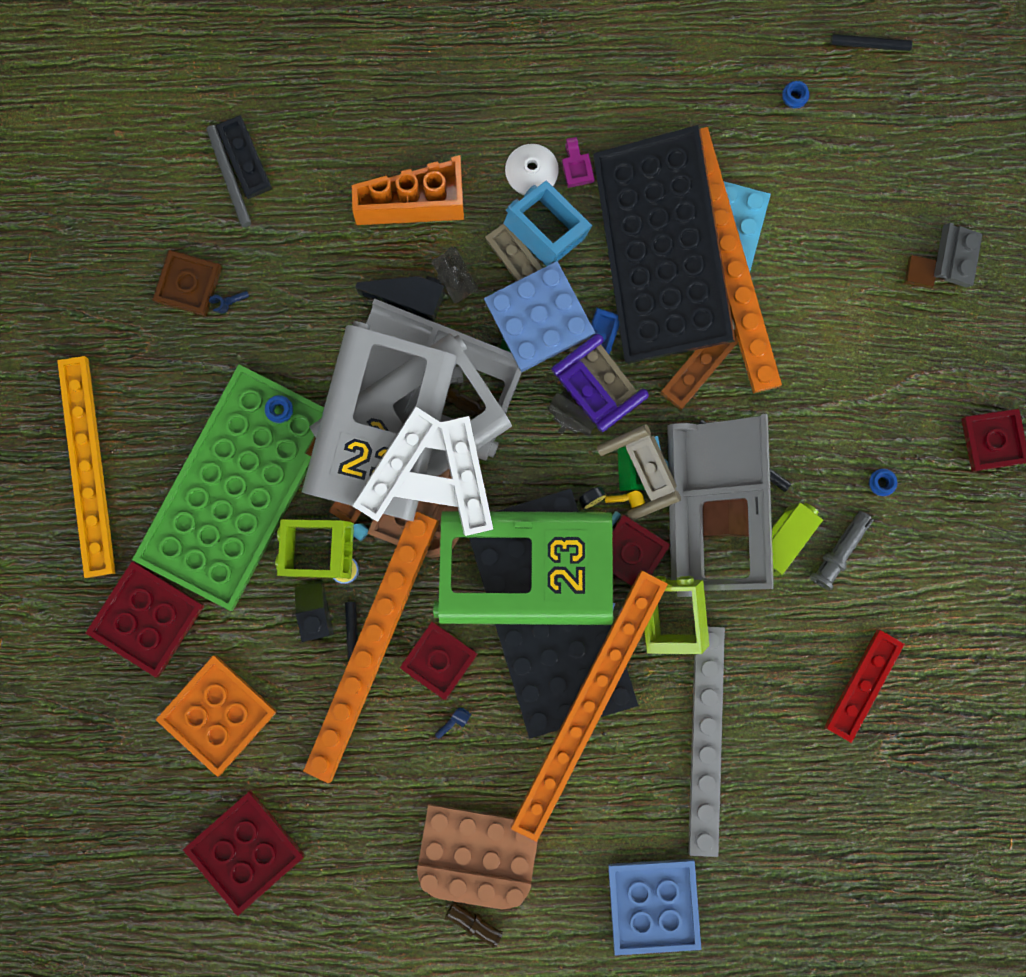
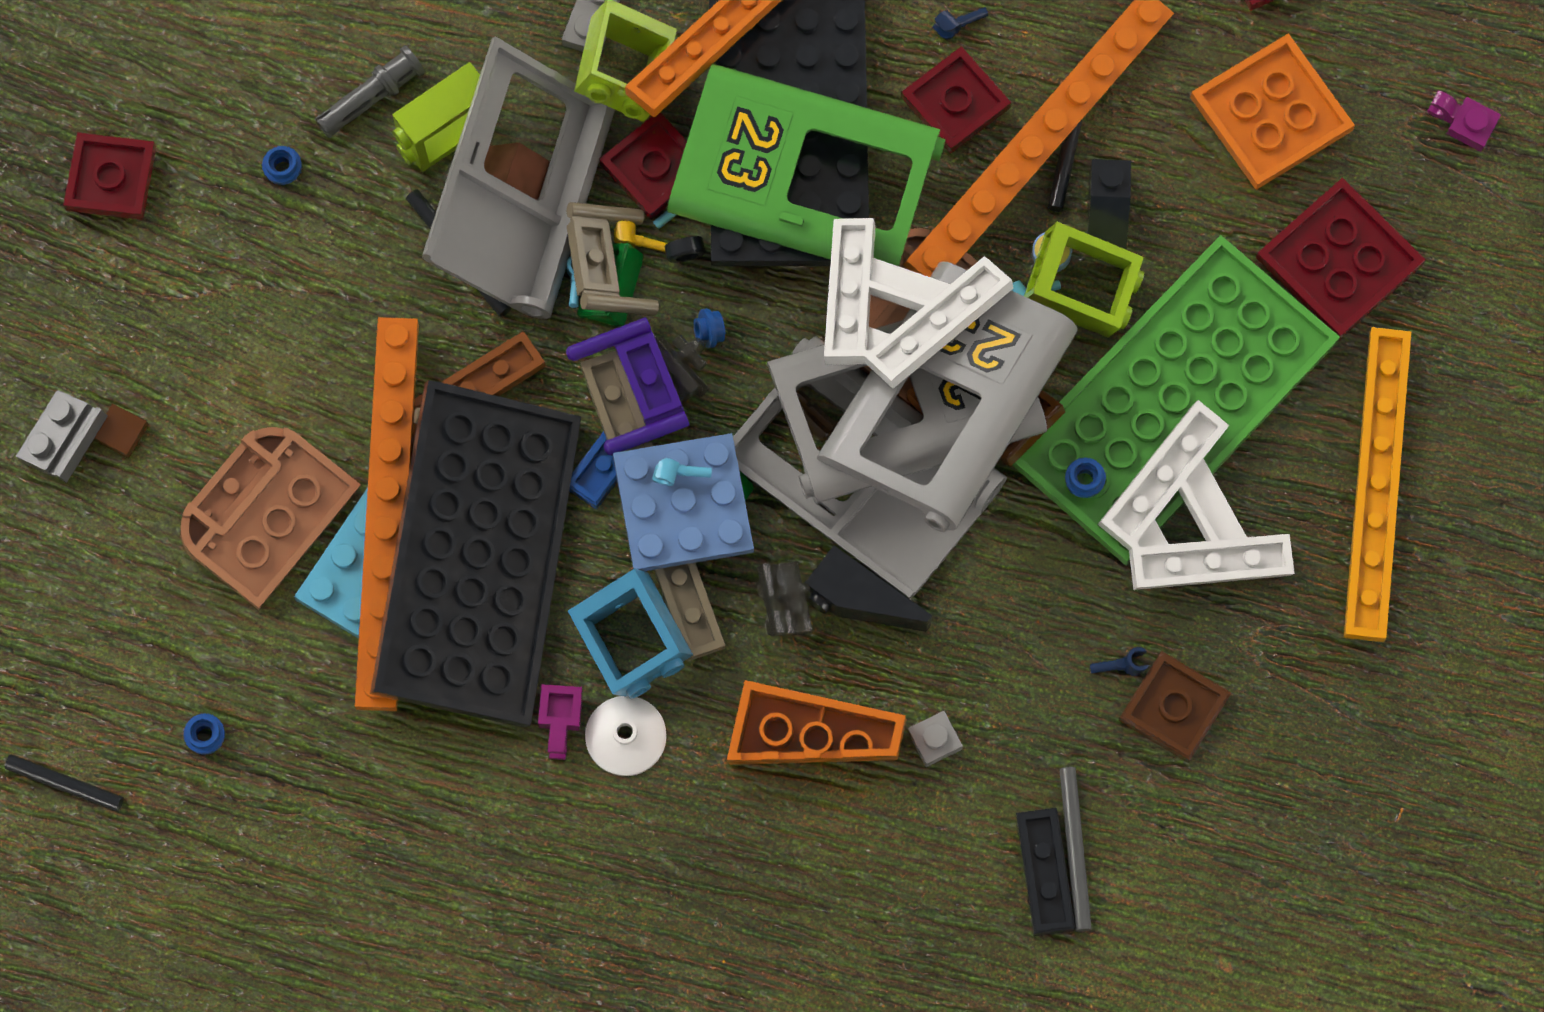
camera: 160 degrees left, 10 degrees down
(78, 748) = (1469, 122): none -> magenta plate
(214, 432) = (1227, 549): none -> white plate
(335, 220) = (934, 738): none -> light grey plate
(555, 326) = (667, 469): none -> medium azure hand
(559, 447) = (709, 327): none -> blue plate
(810, 241) = (264, 511): none -> nougat plate

